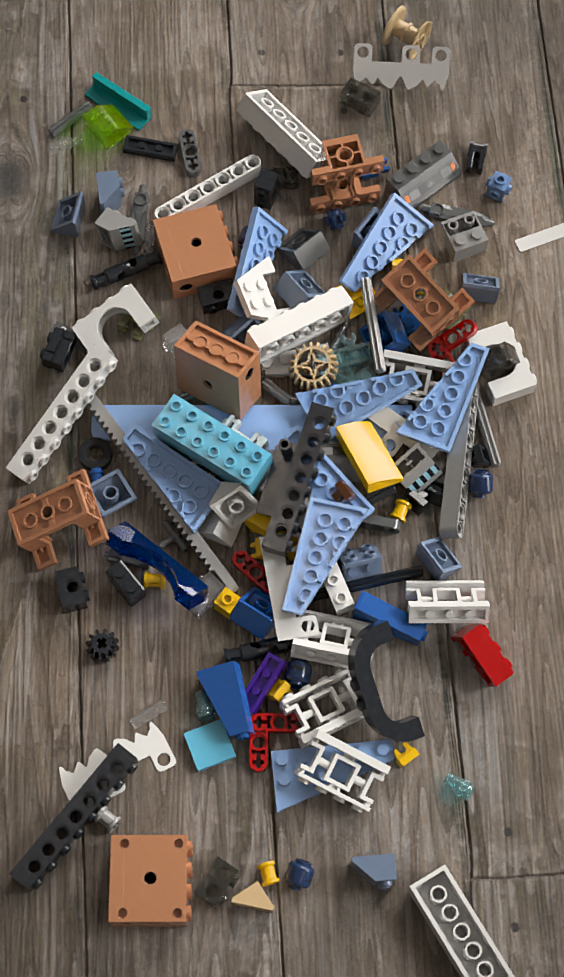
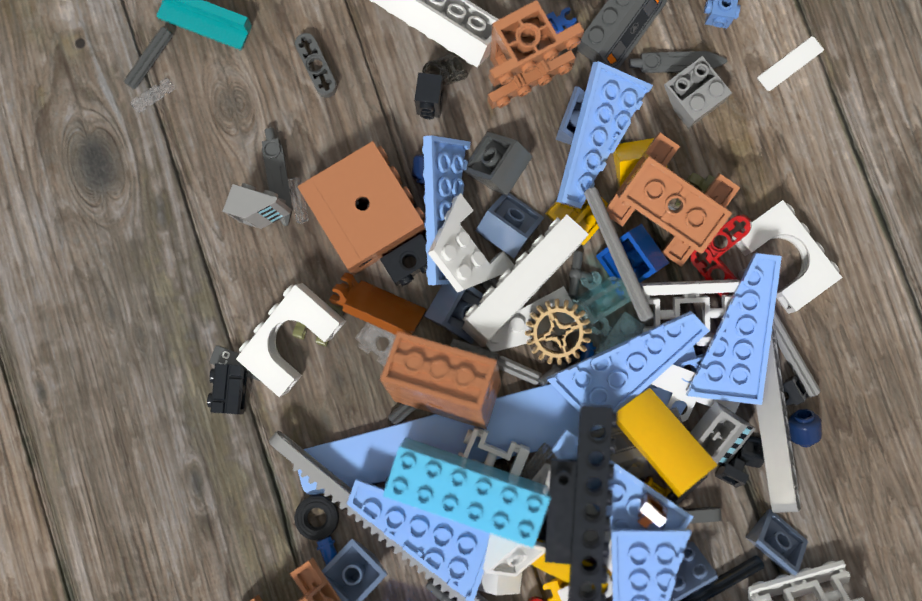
camera: 10 degrees left, 15 degrees up
(52, 416) = (227, 565): white brick -> none
(69, 215) = (187, 197): sand blue slope -> none
(107, 124) = (198, 54): clear neon green slope -> none
(110, 190) = (228, 155): sand blue slope -> none
(121, 271) = (272, 261): black piece -> none
(150, 148) = (262, 71): black tile -> none
(177, 312) = (377, 306): none -> dark orange tile
(214, 185) = (359, 105): white beam -> none
(335, 218) = (527, 111): dark blue gear -> none
(400, 510) = (715, 492): yellow bush -> none
(408, 321) = (657, 233): blue plate -> none
(481, 287) = (733, 156): sand blue slope -> none
(499, 359) = (793, 254): clear smoke brick -> none

